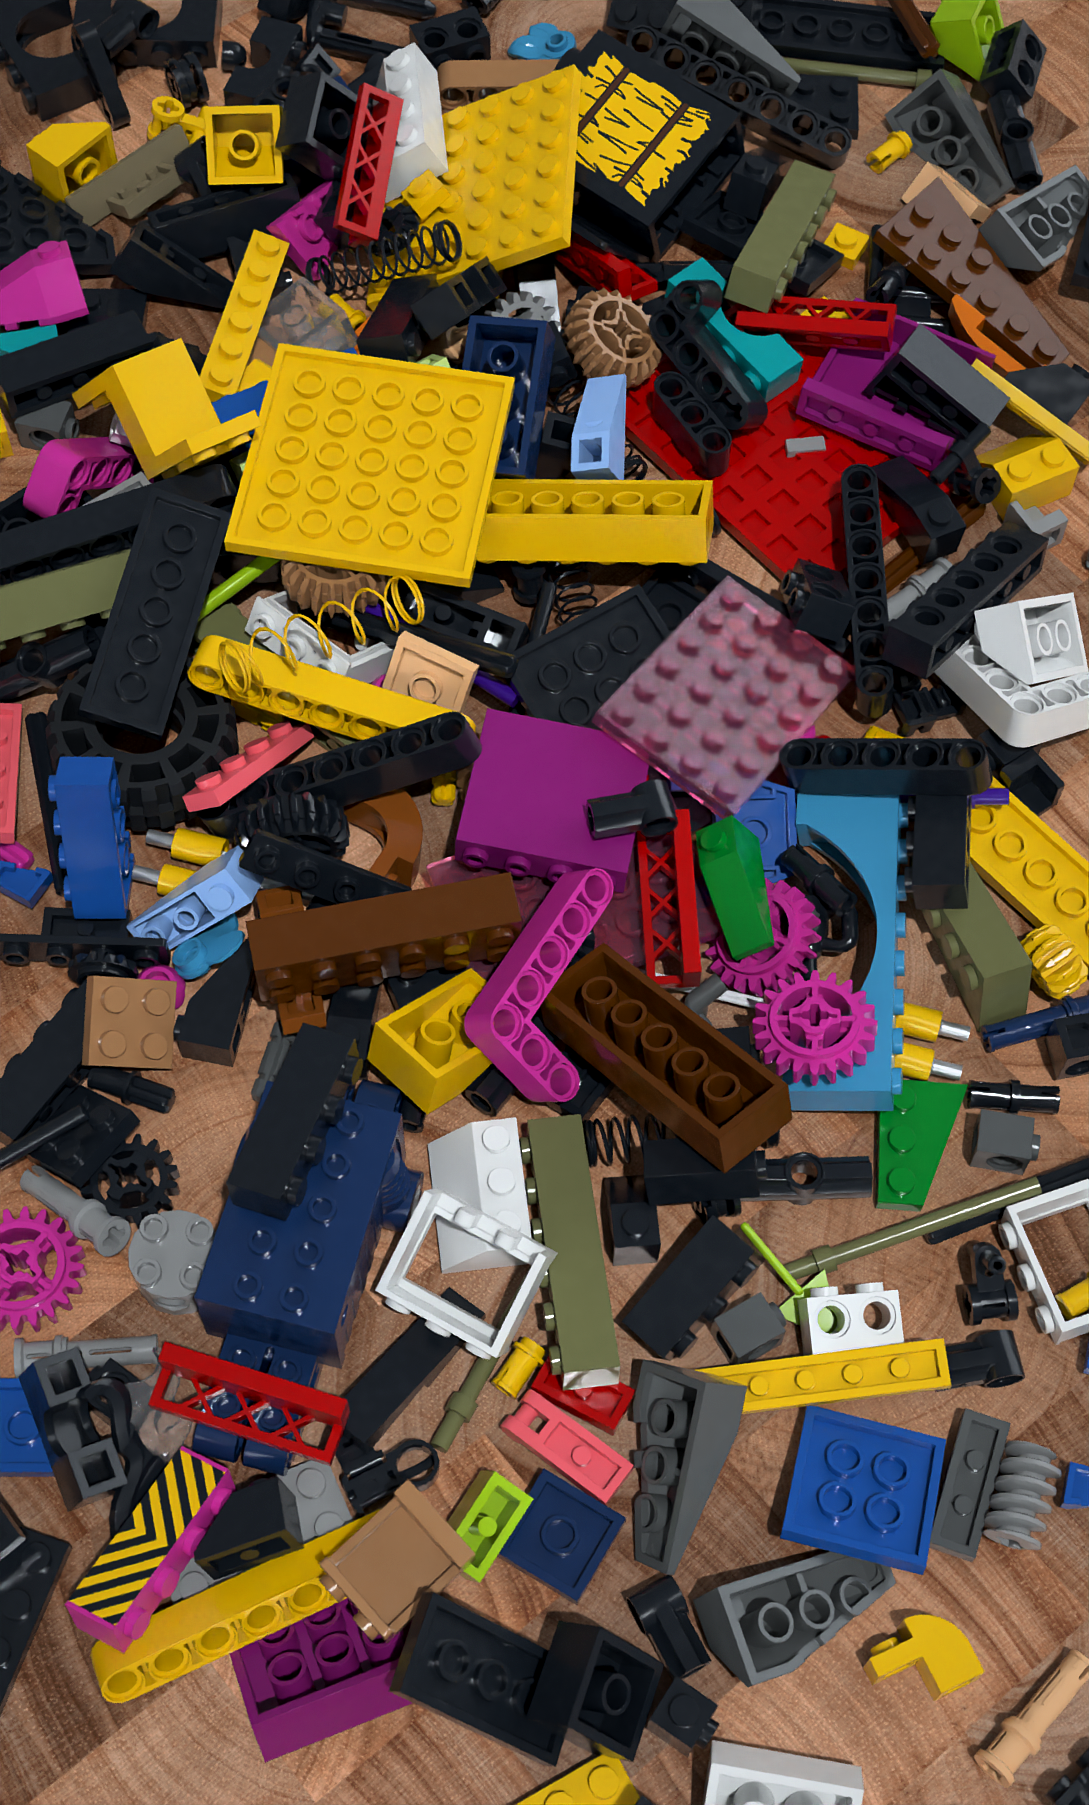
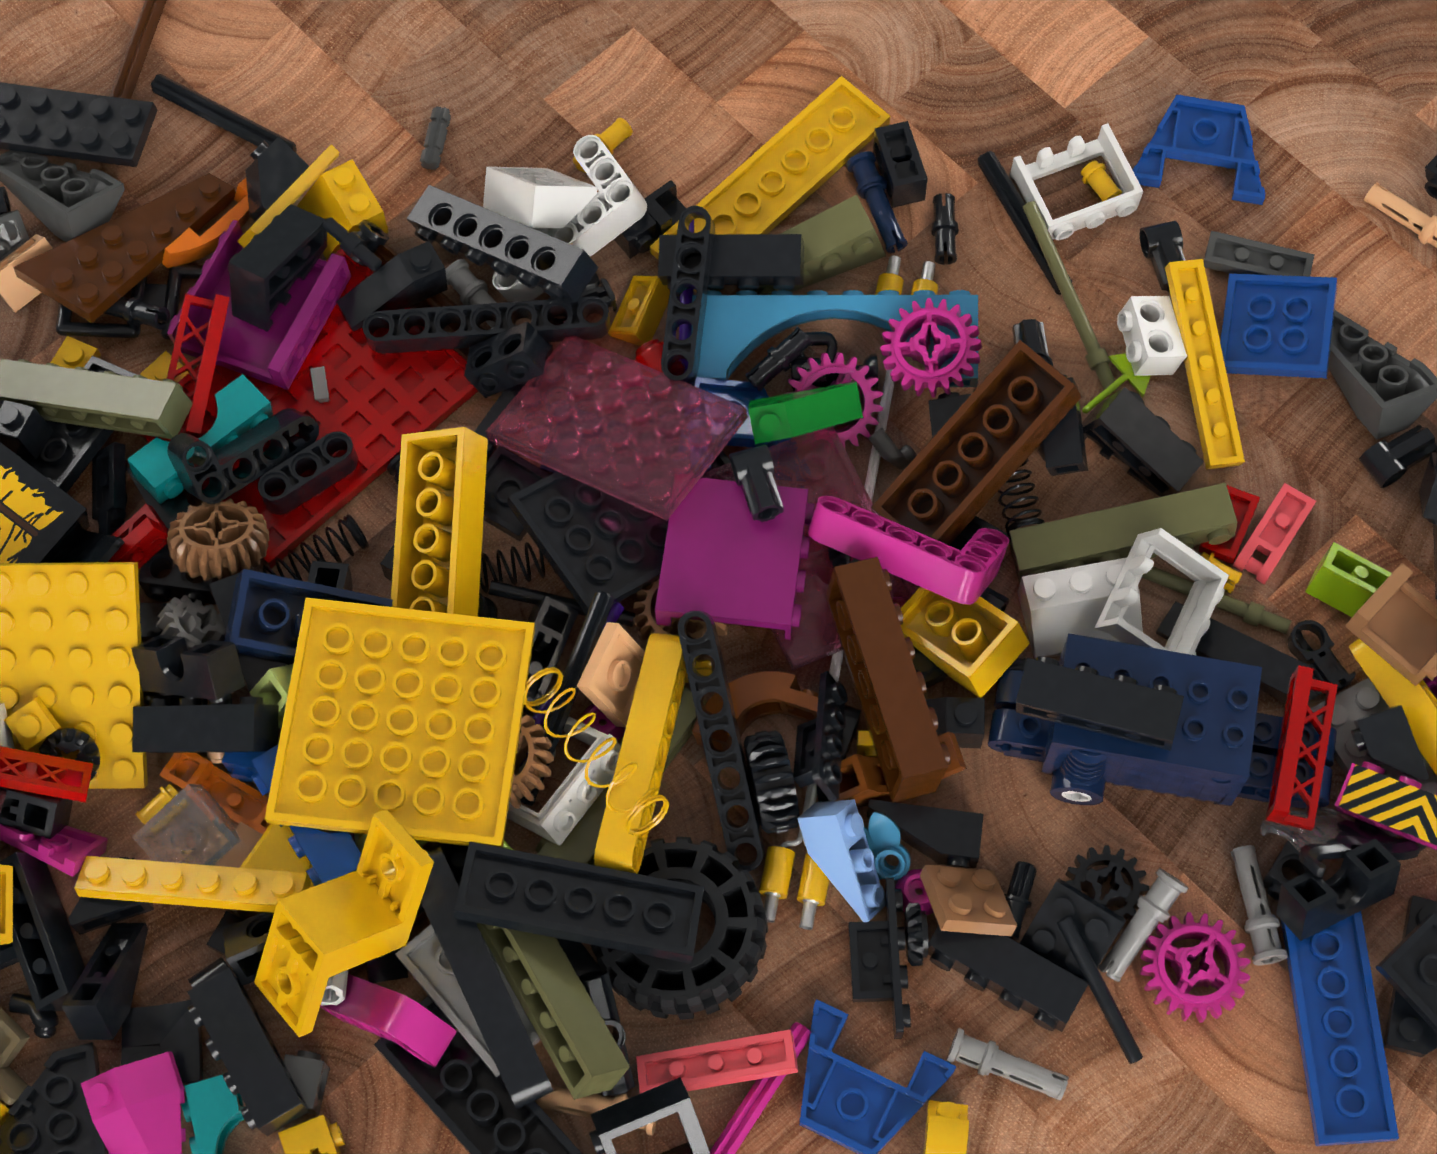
camera: 90 degrees left, 5 degrees up
(36, 731) = (736, 1015): black axle -> none
(92, 837) = (814, 936): blue wedge -> none
(170, 1258) = (1173, 836): light grey brick -> none
(245, 768) = (717, 824): coral plate -> none
(273, 1059) = (979, 787): dark grey axle -> none
(437, 240) = (115, 684): black piece -> none
(562, 1537) = (1345, 523): dark blue plate -> none
(600, 430) = (326, 542): light blue slope -> none
(631, 1221) = (1082, 493): black slope -> none
(685, 911) = (827, 450): red fence -> none
(685, 1438) = (1264, 445): dark grey wedge -> none
(749, 1330) = (1169, 402): dark grey brick -> none
(913, 1142) = (999, 299): green wing -> none
(936, 1650) = (1384, 287): yellow brick -> none
(989, 1293) = (1106, 240): black piece -> none
(1004, 1142) = (987, 234): dark grey brick -> none
(1020, 1495) = (1266, 223): light grey piece -> none
(1049, 526) = (399, 205): light grey panel -> none
(1055, 961) = (832, 189): yellow gear -> none

